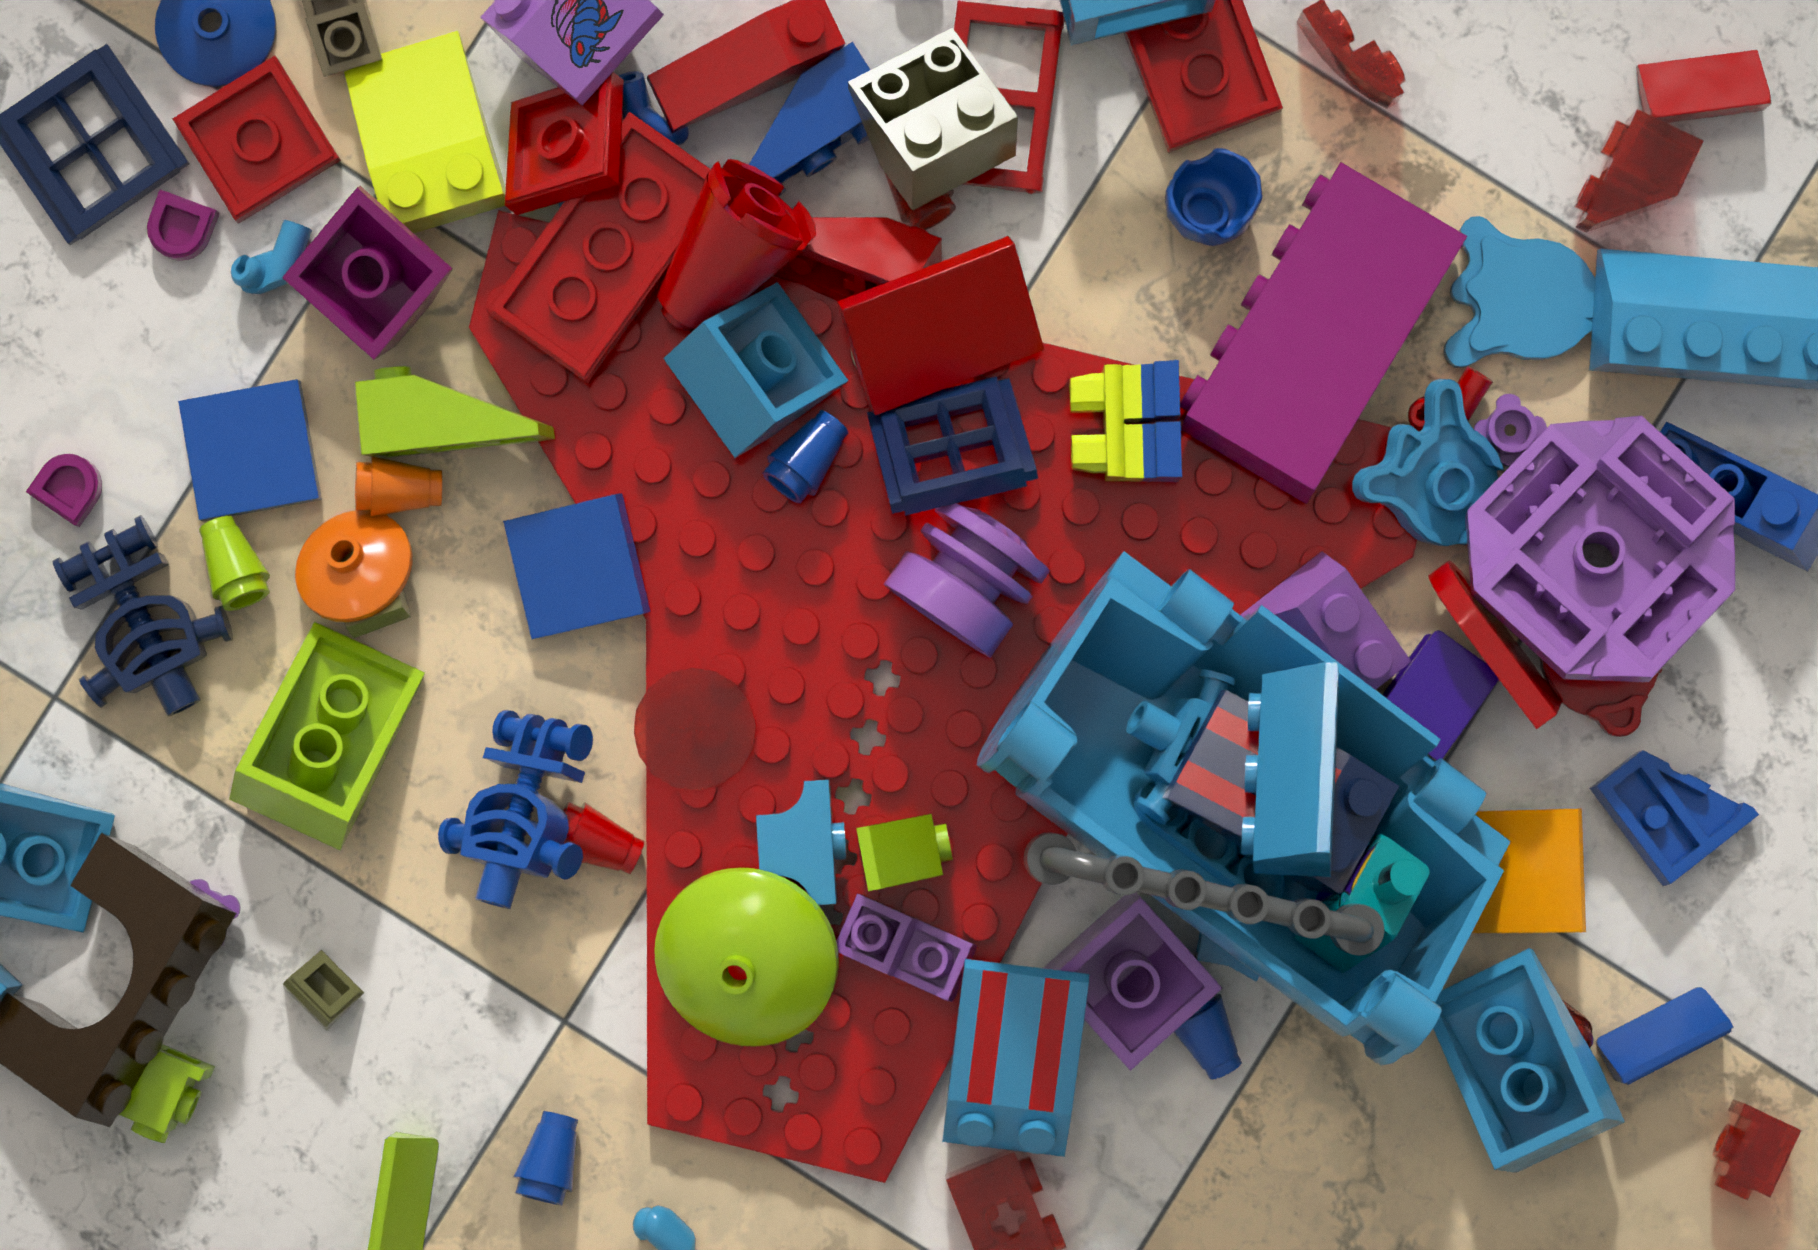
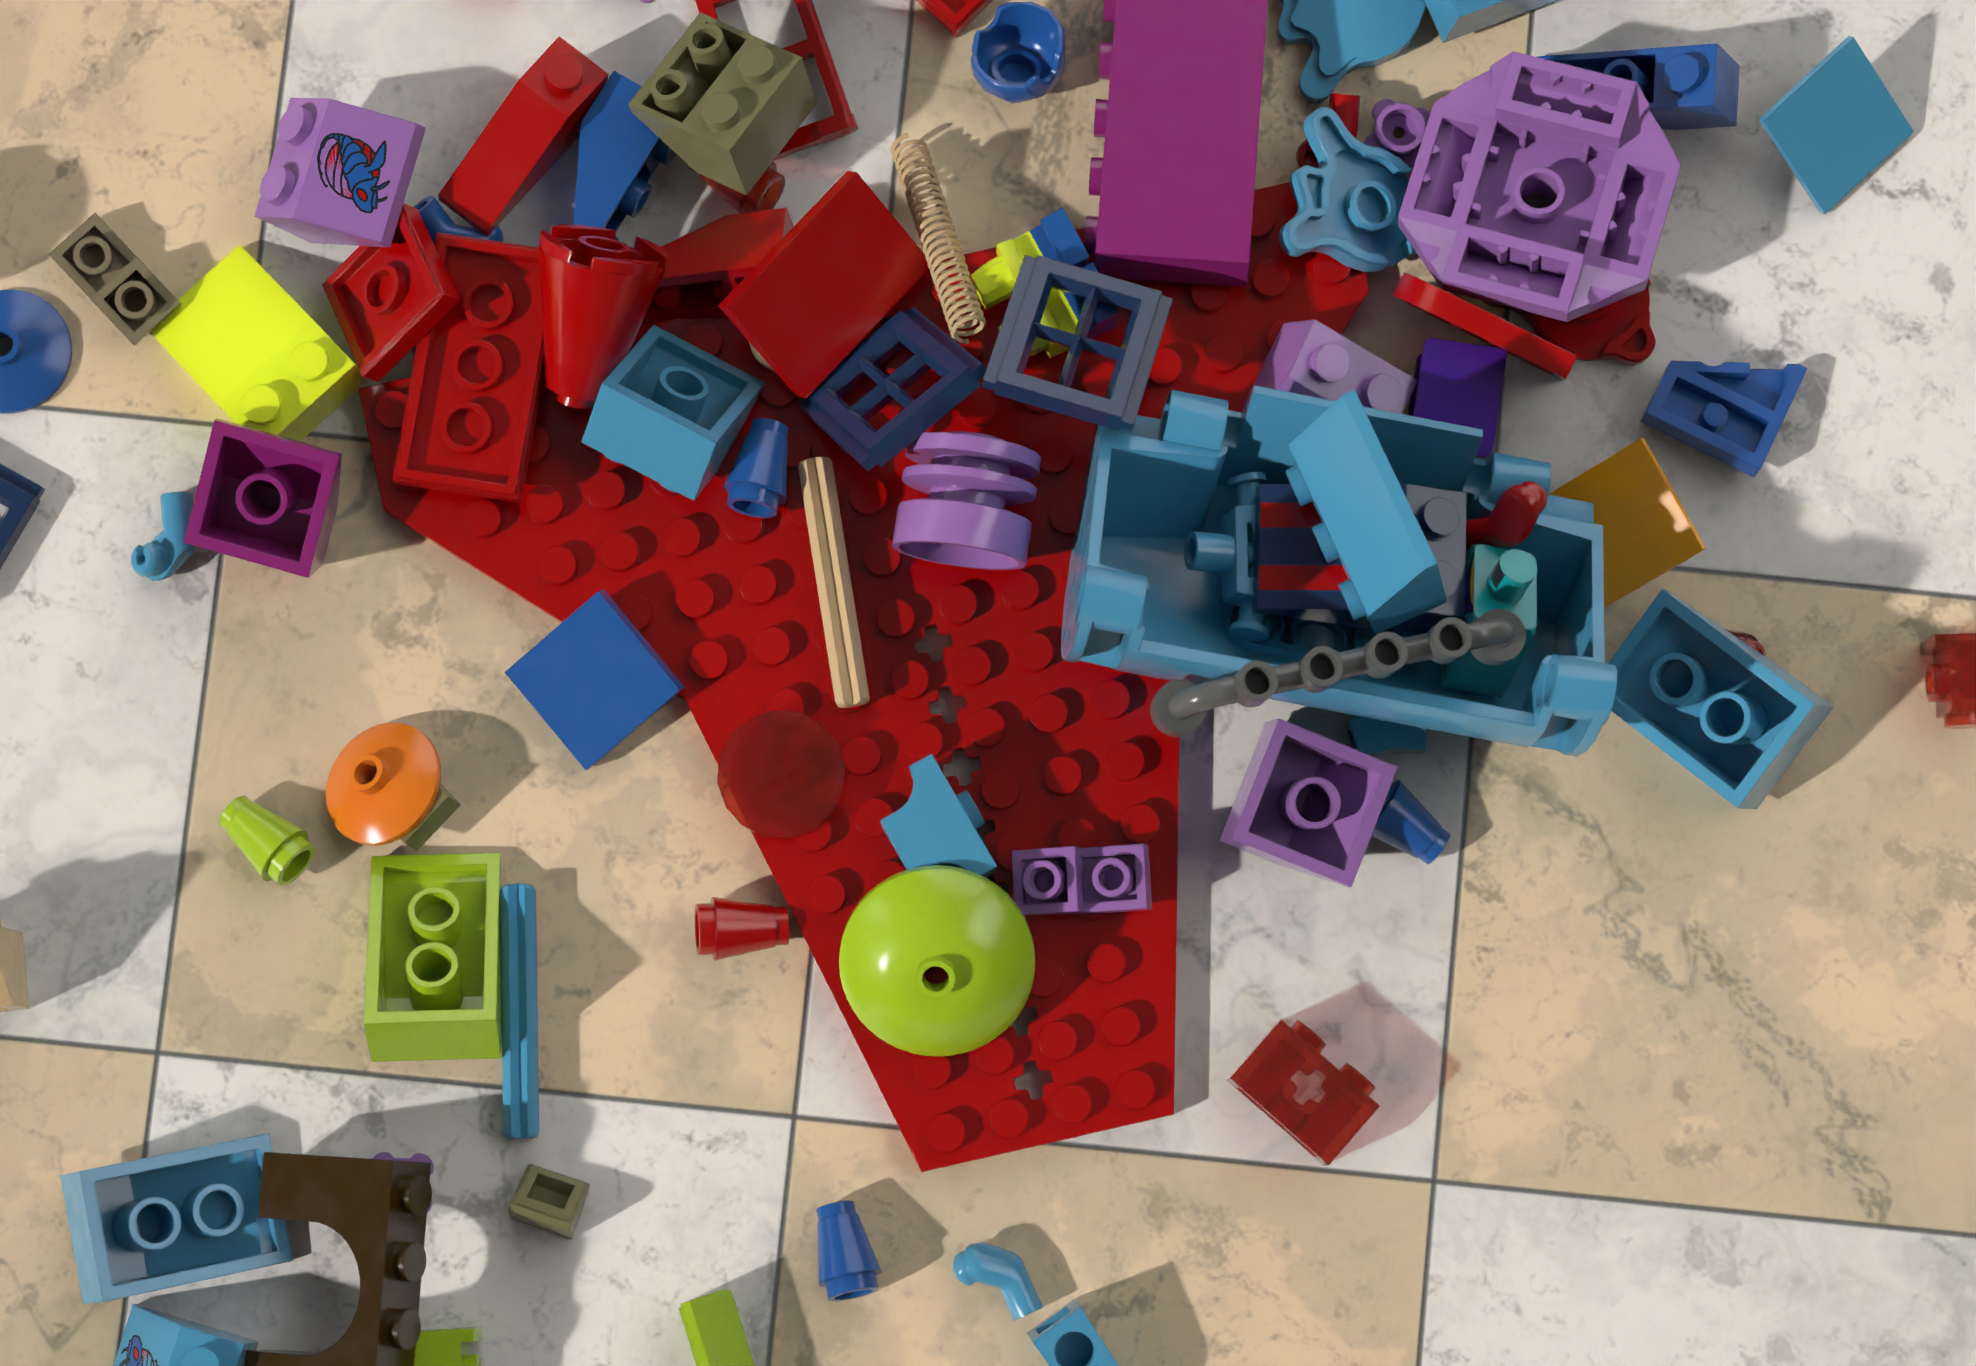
camera: 30 degrees left, 5 degrees down
(68, 487) = (74, 846): magenta tile -> none
(165, 672) = (251, 973): dark blue piece -> none
(180, 226) = (64, 550): magenta tile -> none
(250, 450) = (231, 726): blue tile -> none
(256, 139) = (98, 435): red tile -> none
(375, 817) = (519, 1011): none -> dark azure axle
(395, 487) = (387, 691): orange cone -> none
(419, 416) = (381, 611): lime slope -> none
(536, 753) = (638, 944): blue piece -> none
(821, 585) = (833, 582): none -> tan axle
(903, 851) = (1032, 785): lime slope -> none
(1015, 1057) = (1237, 927): dark azure slope -> none
(1071, 279) = (951, 237): none -> tan piece
(1170, 527) = (1022, 325): none -> dark blue piece
(1425, 828) = (1510, 519): none -> red arm
(1663, 1035) = (1825, 614): blue slope -> none

